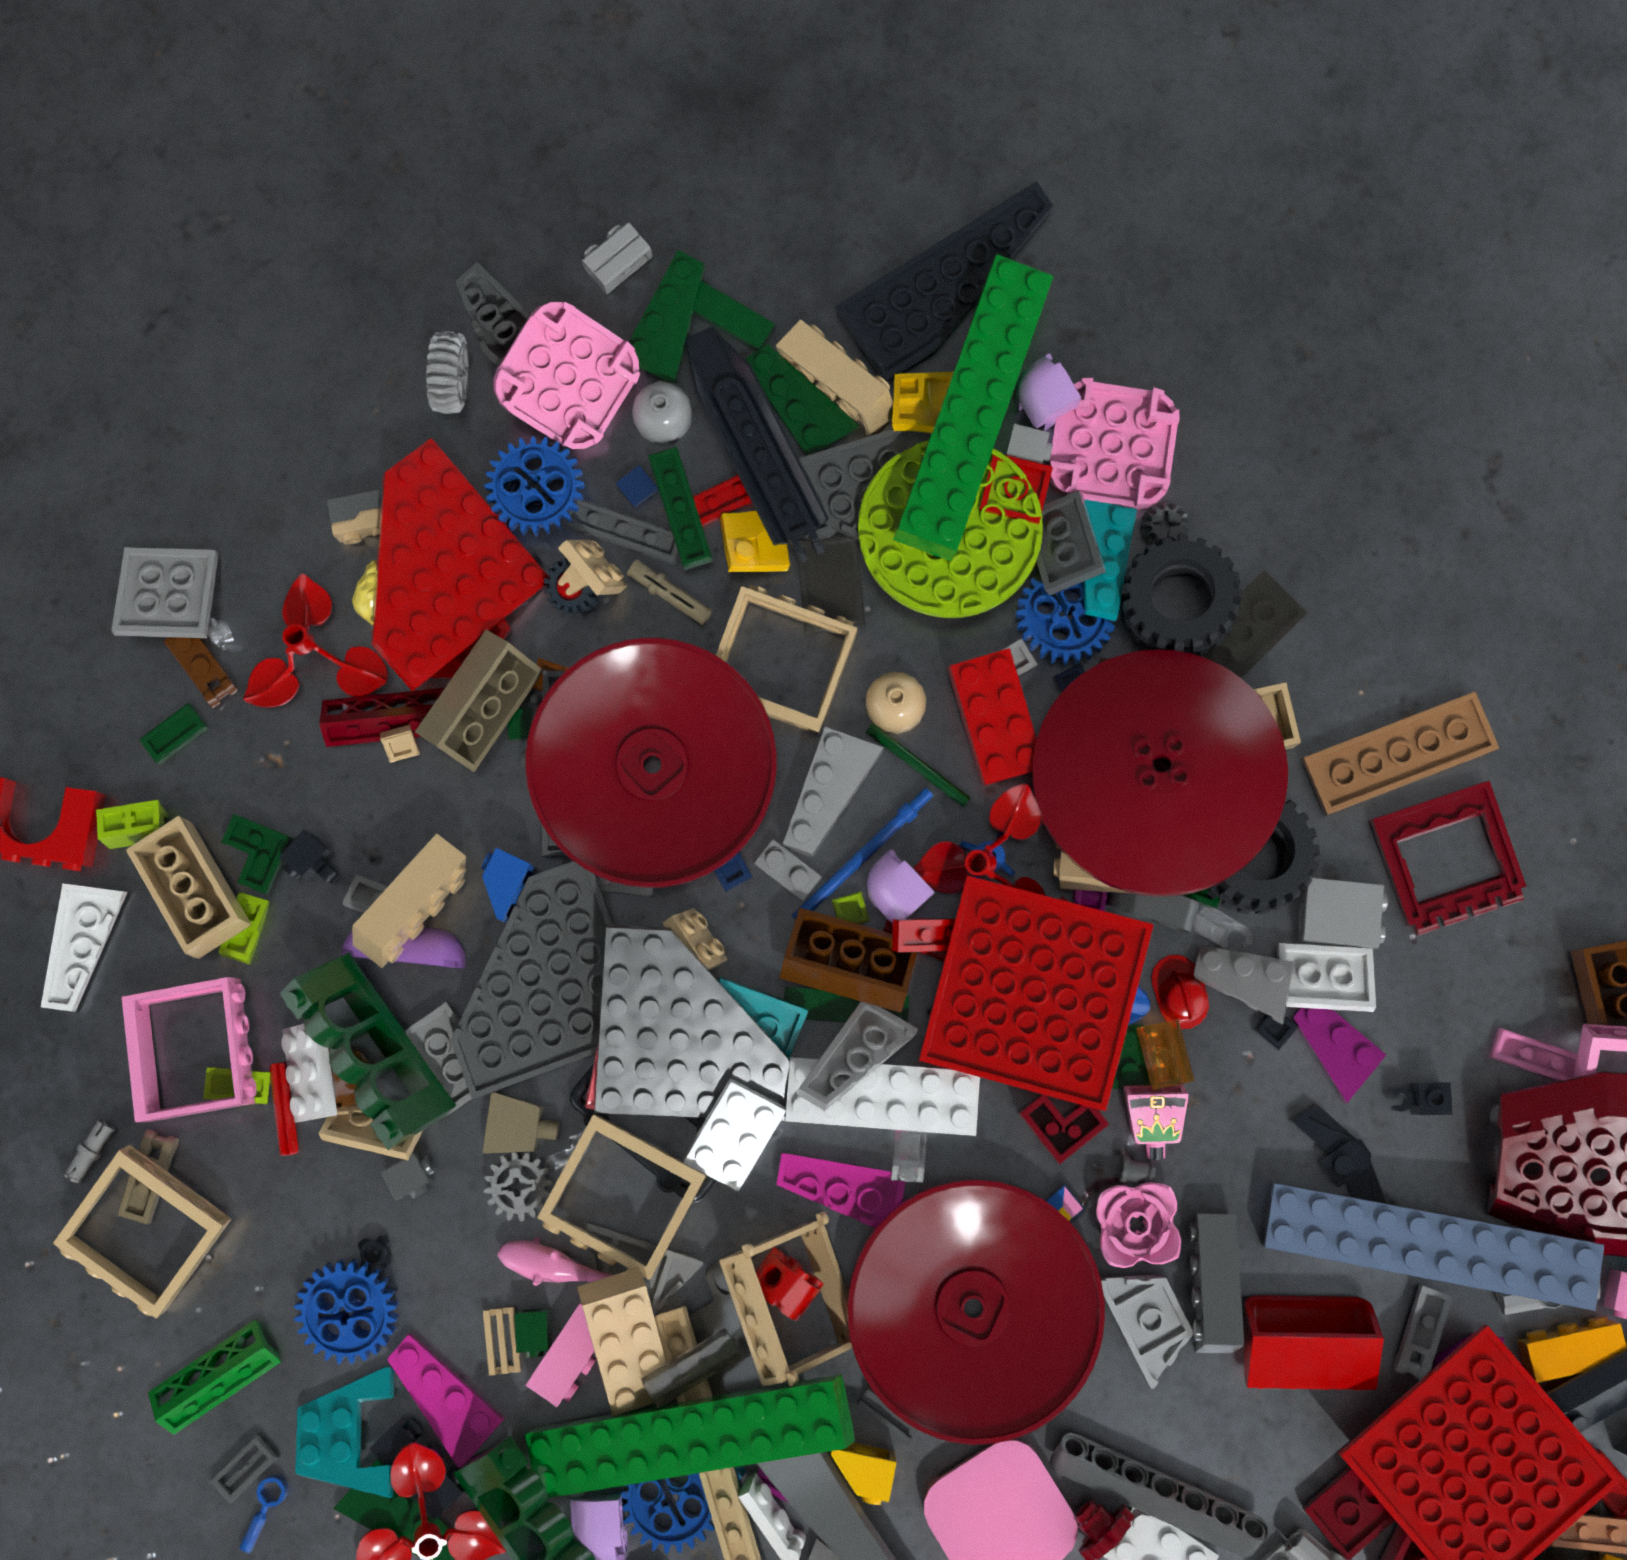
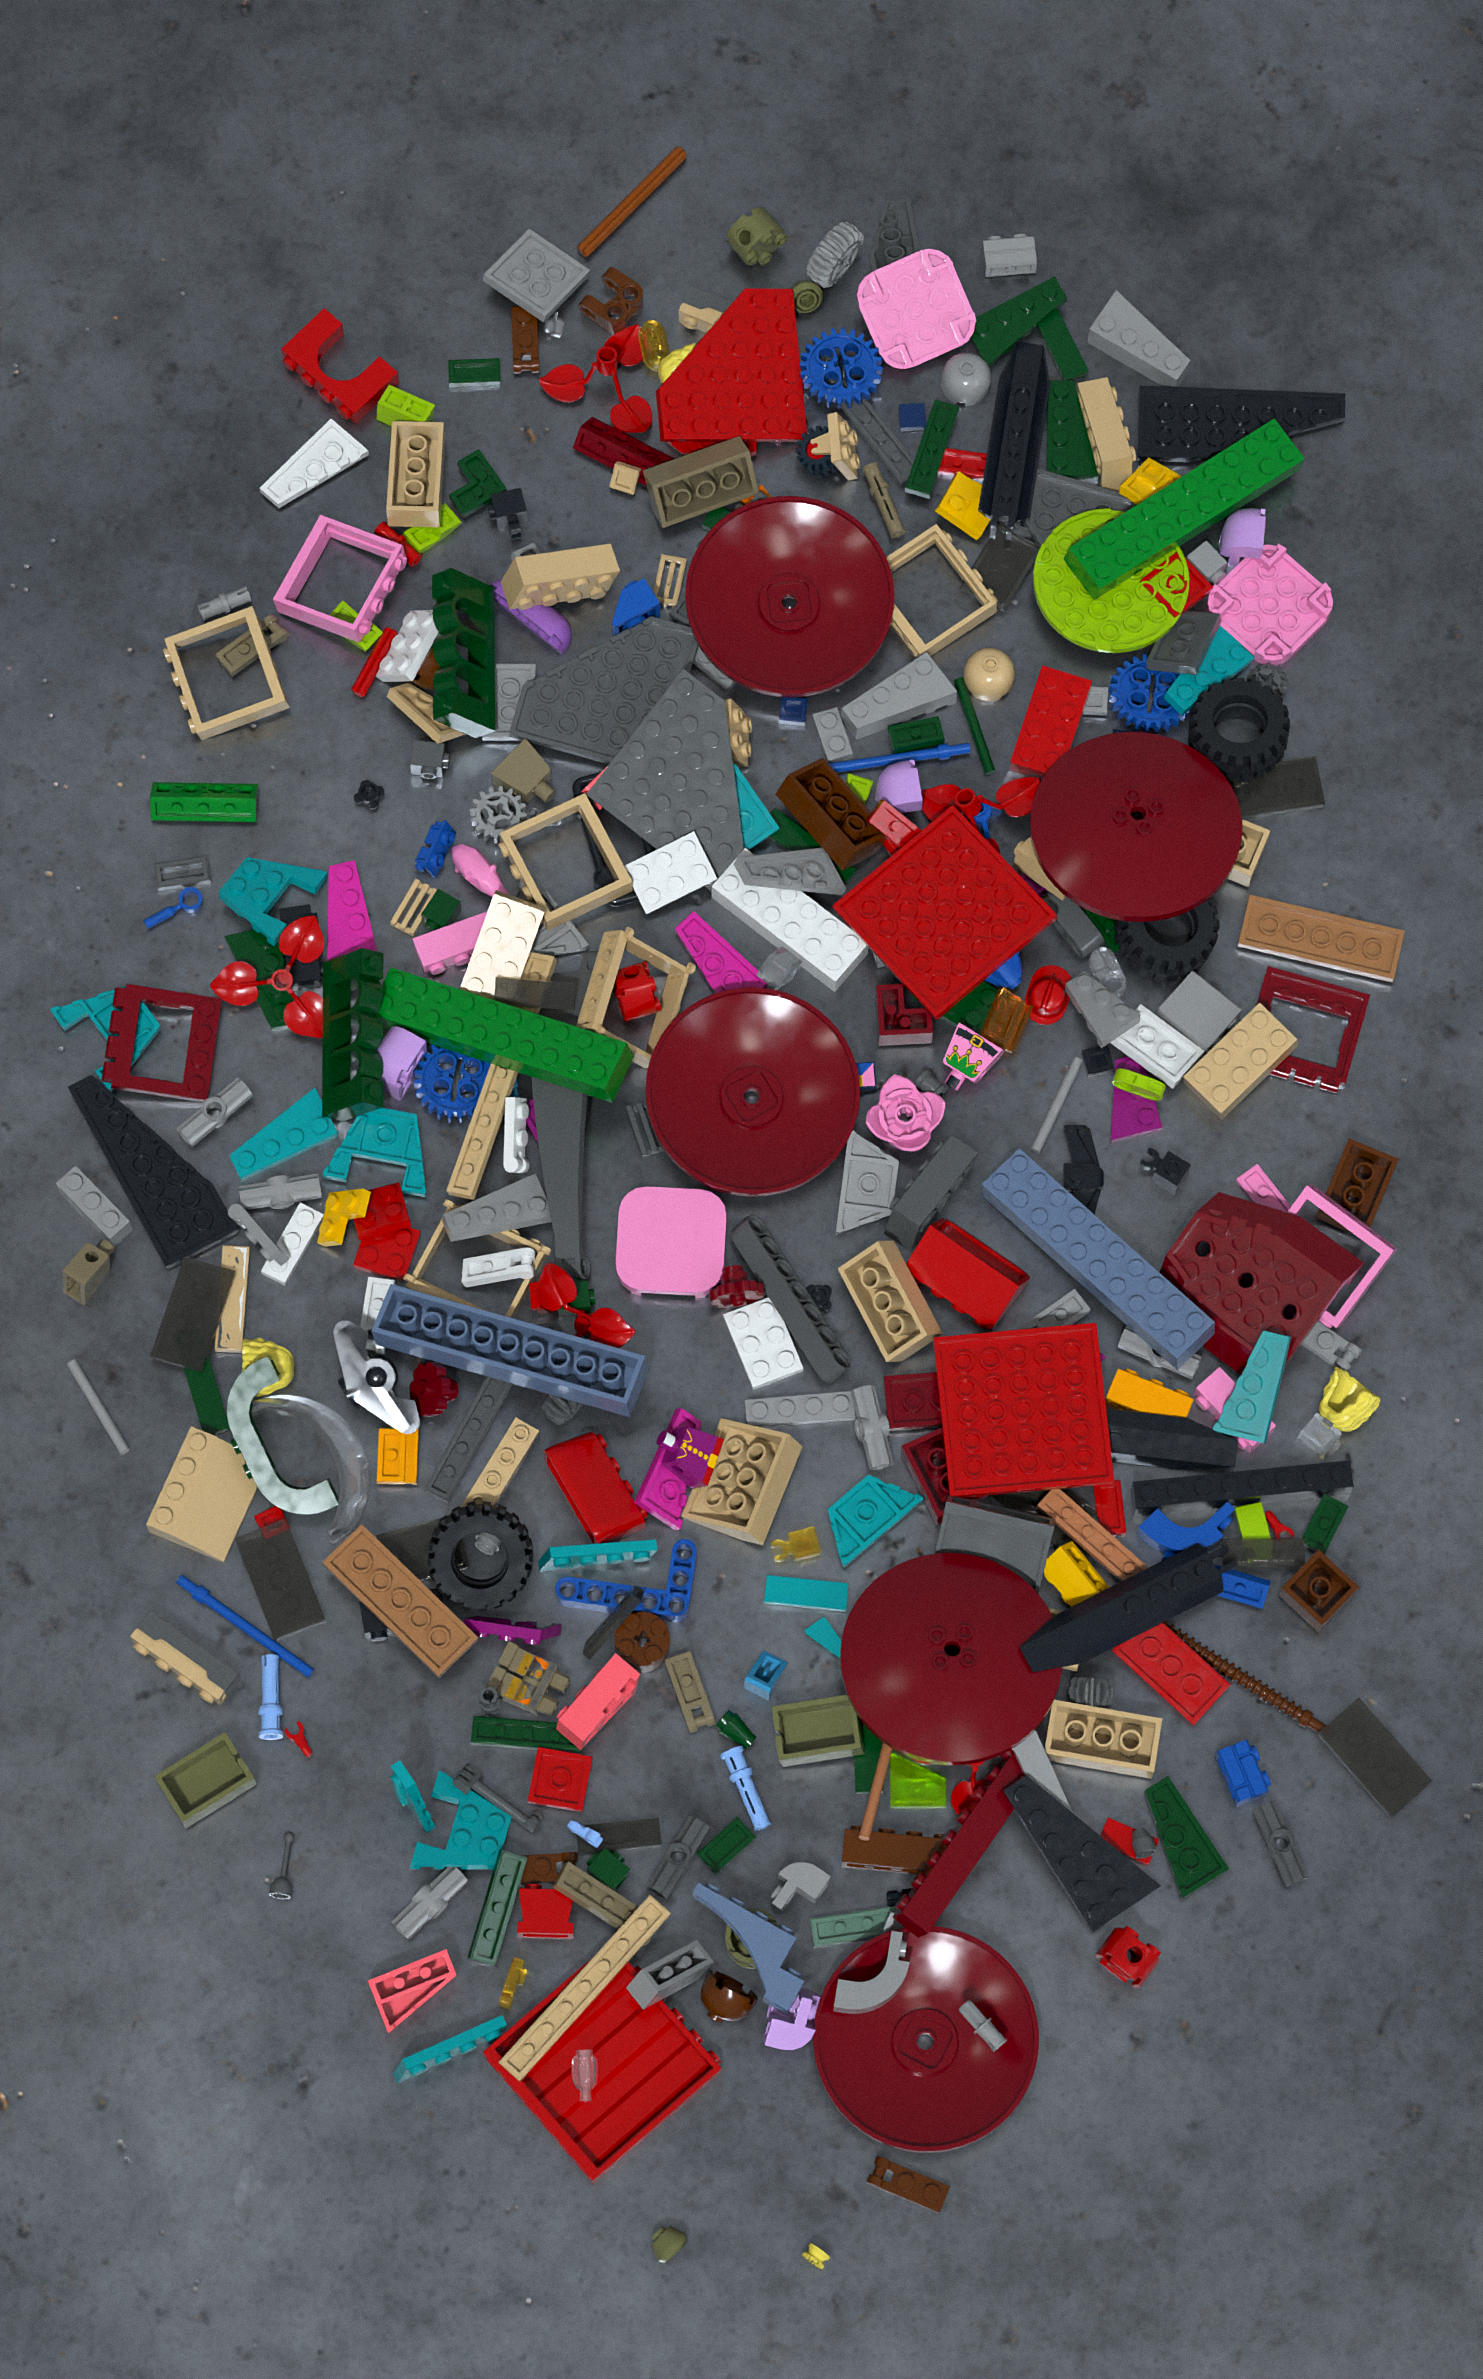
camera: 30 degrees right, 10 degrees down
(207, 449) = (631, 201): none -> dark orange axle
(221, 968) = (387, 532): none -> red pin
(268, 567) = (601, 313): none -> reddish brown piece
(330, 584) = (652, 343): none -> clear yellow plate
(351, 1338) = (335, 796): blue gear -> none
(357, 406) = (756, 237): none -> olive brick
(447, 432) = (806, 296): none -> olive cone
(485, 1278) = (440, 838): none -> blue hinge
(527, 844) = (673, 559): none -> tan tile
(804, 264) = (1137, 343): none -> light grey wedge
(867, 1470) = (605, 1144): yellow slope -> none
(869, 814) = (916, 734): none -> dark green plate
(1181, 1459) = (822, 1291): none -> black plate
(1262, 1434) = (890, 1301): none -> tan brick
(1268, 1102) = (1056, 1105): none -> light grey bar
(1341, 1033) = (1138, 1084): none -> lime piece
(1419, 938) = (1240, 1061): none -> tan brick

